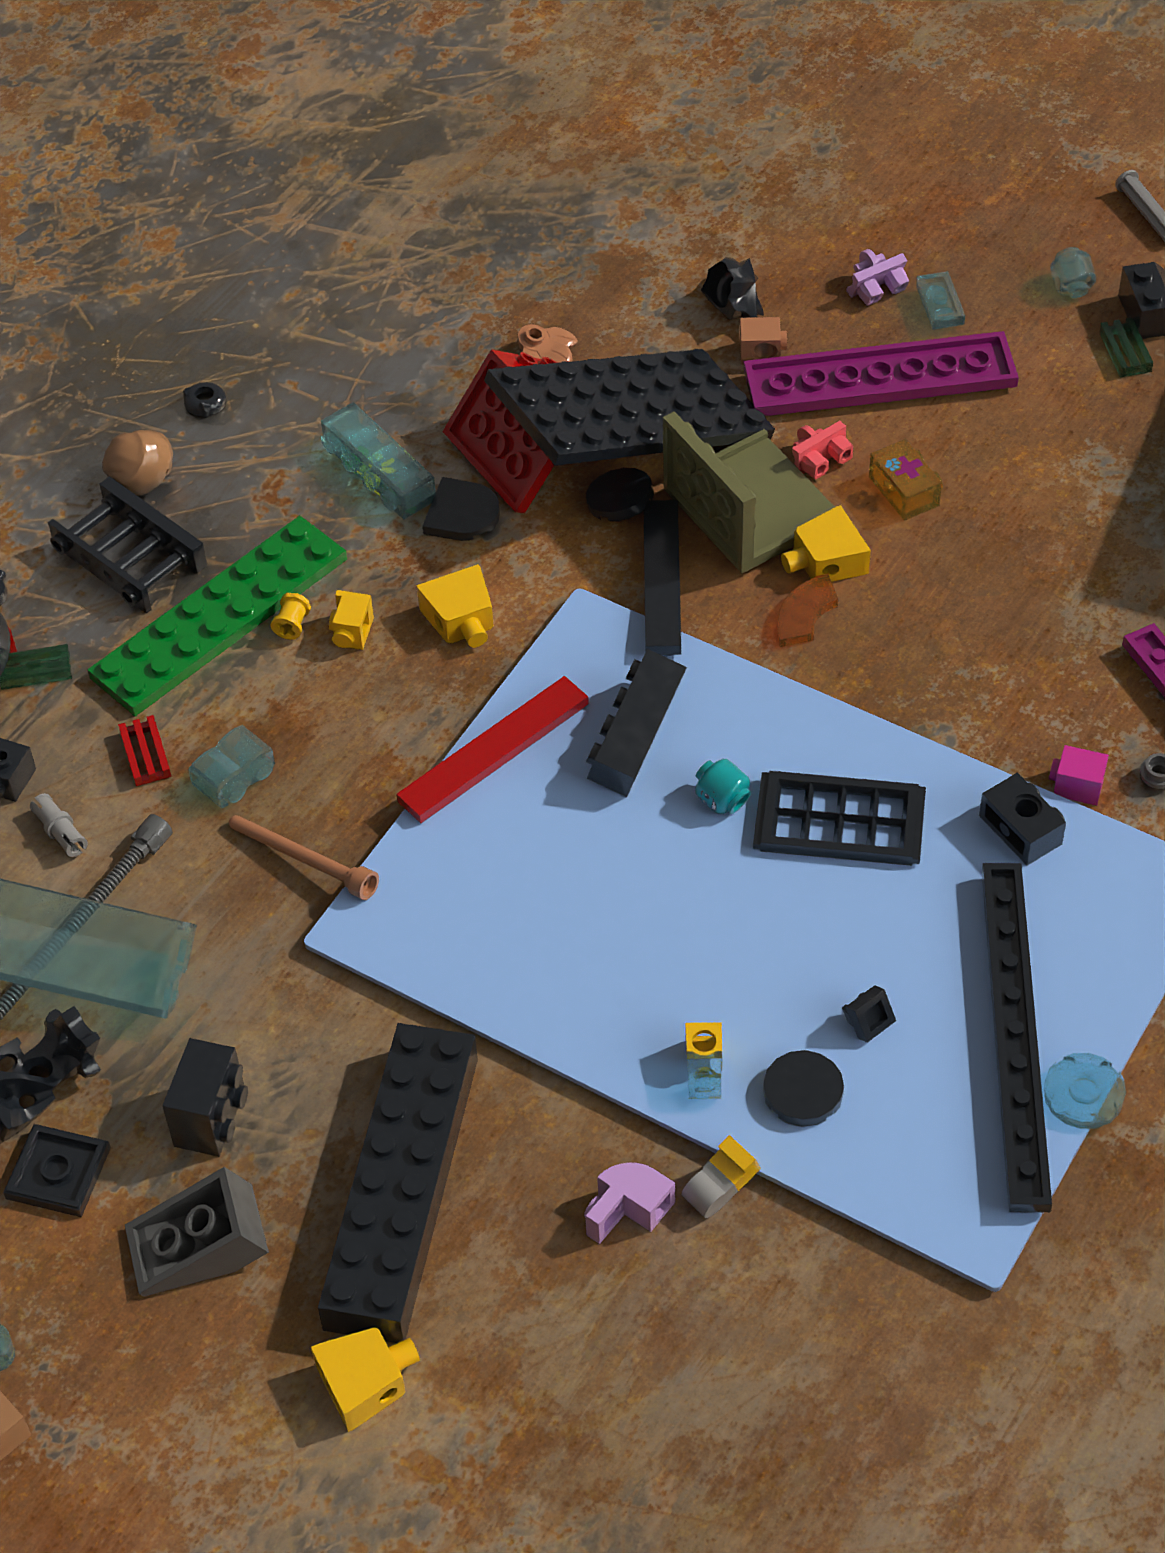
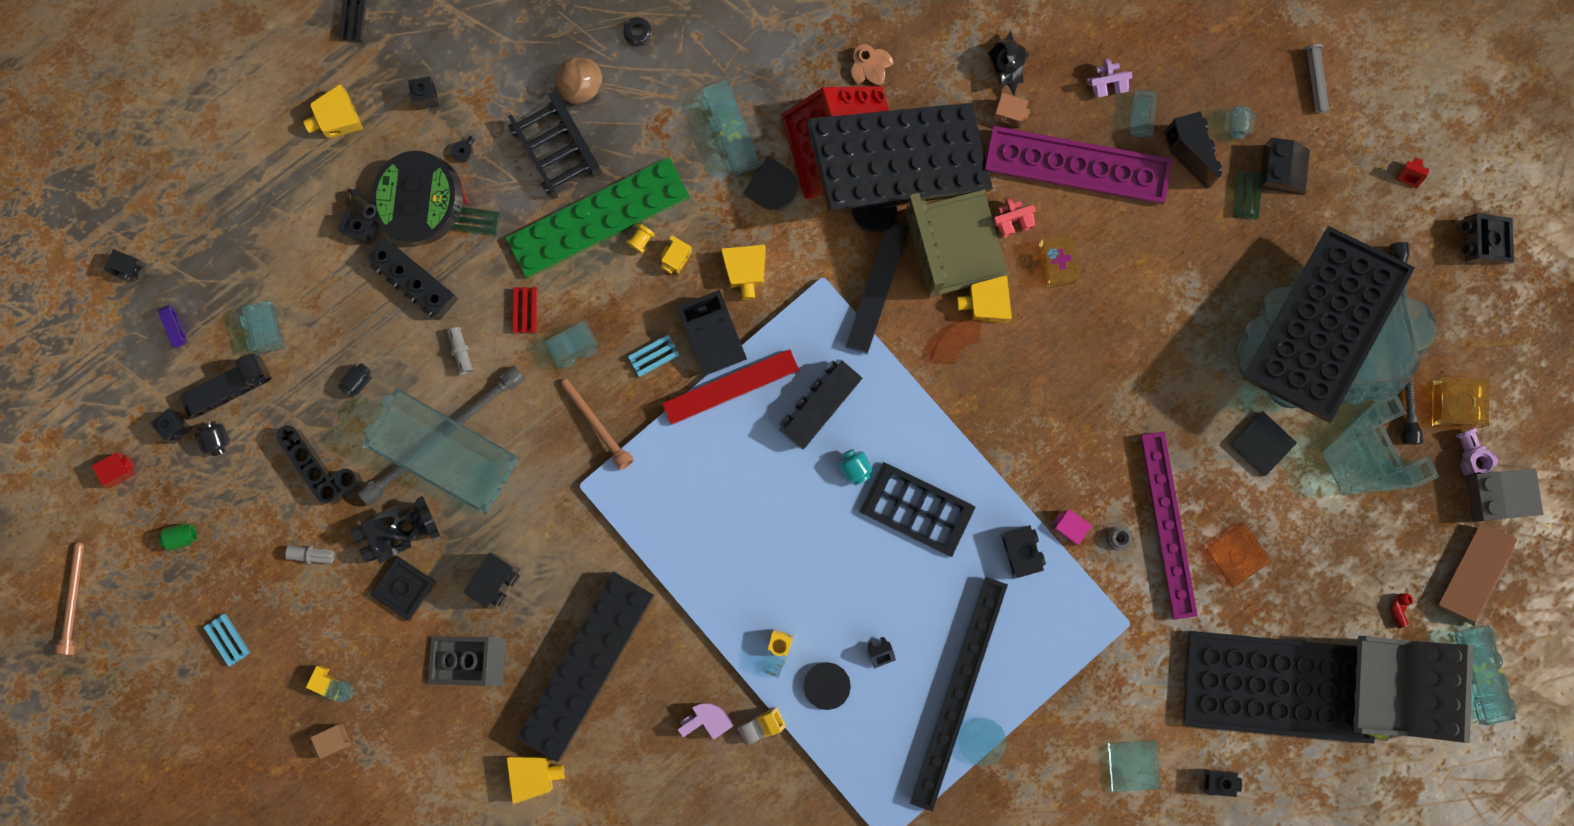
camera: 15 degrees right, 30 degrees up
(357, 747) = (670, 346): none -> medium azure tile
(438, 686) = (711, 332): none -> black slope
(1027, 306) = (1193, 148): none -> black slope

